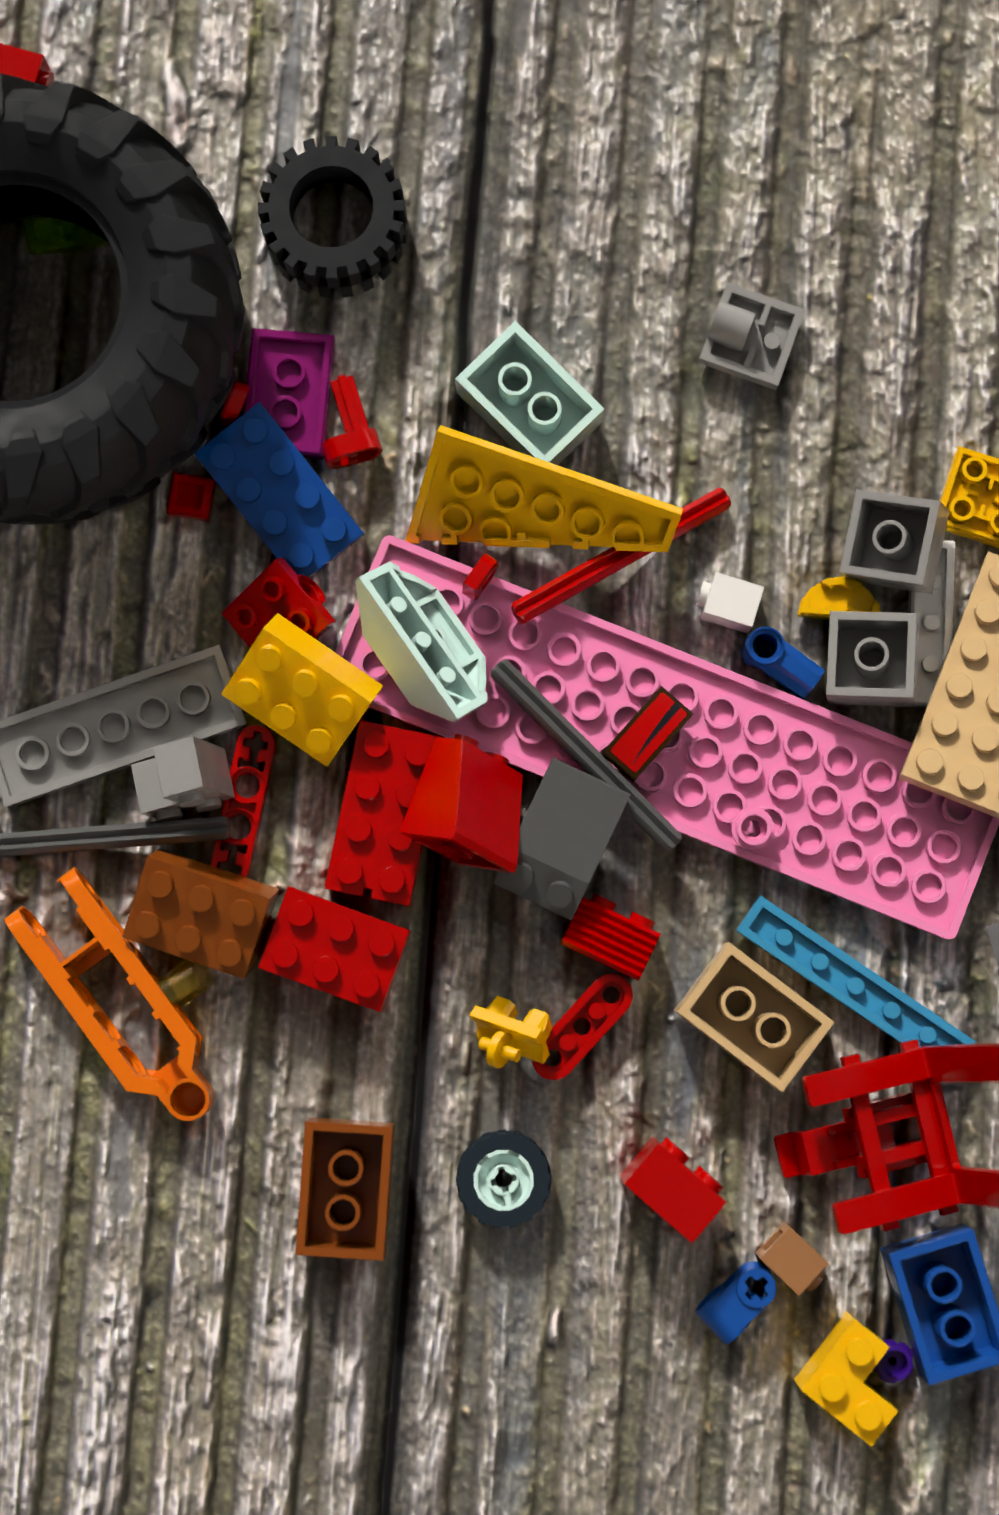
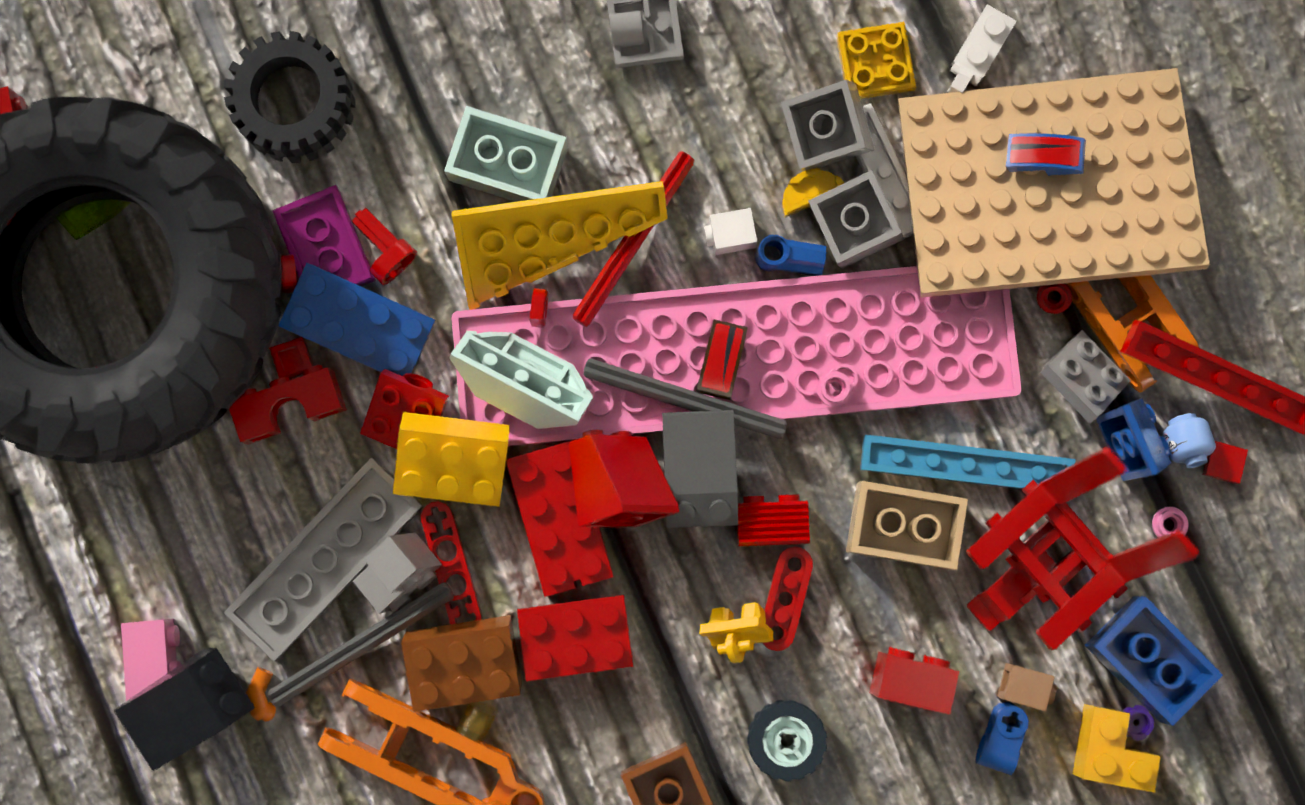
camera: 30 degrees left, 0 degrees up
(124, 534) = (257, 412): none -> red arch

